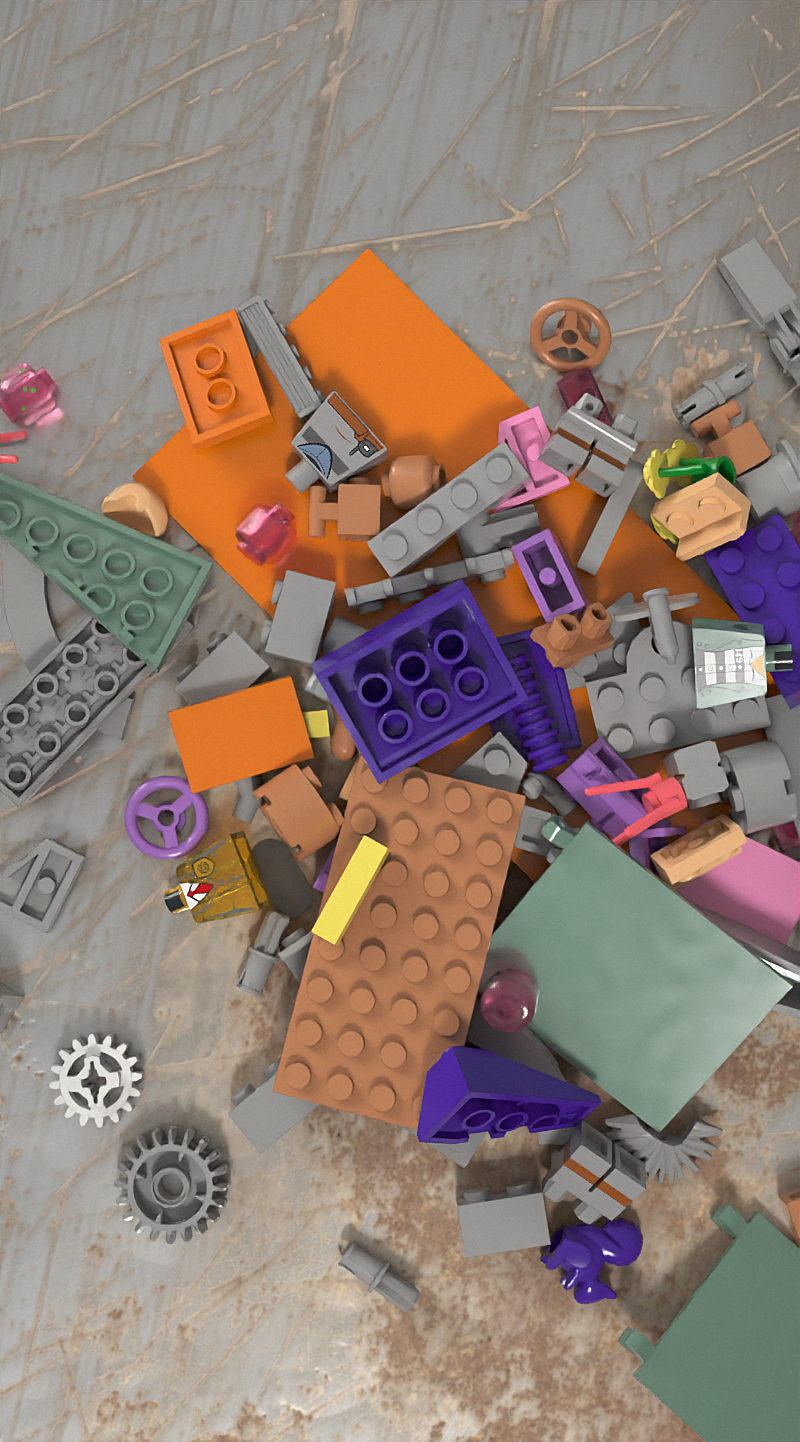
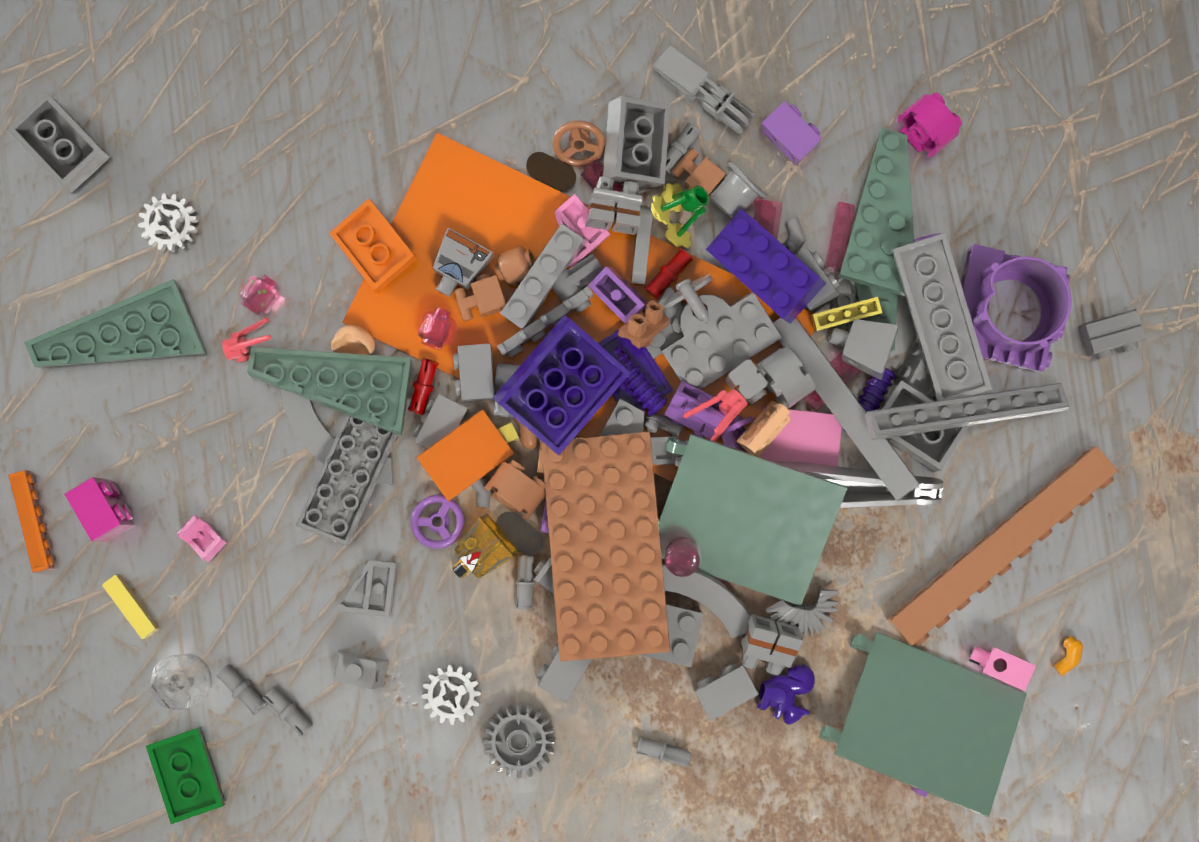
camera: 20 degrees left, 0 degrees up
(216, 611) = (423, 386): none -> red pin
(280, 357) = (408, 218): light grey piece -> none
(350, 890) = (564, 524): light yellow piece -> none
(489, 1093) = (693, 615): dark purple wedge -> none
(515, 363) = (551, 171): none -> dark brown tile
(635, 572) = (668, 273): none -> red pin
(657, 361) = (636, 141): none -> light grey brick
(704, 515) = (697, 225): light nougat bracket -> none
(733, 660) = (744, 307): torso -> none

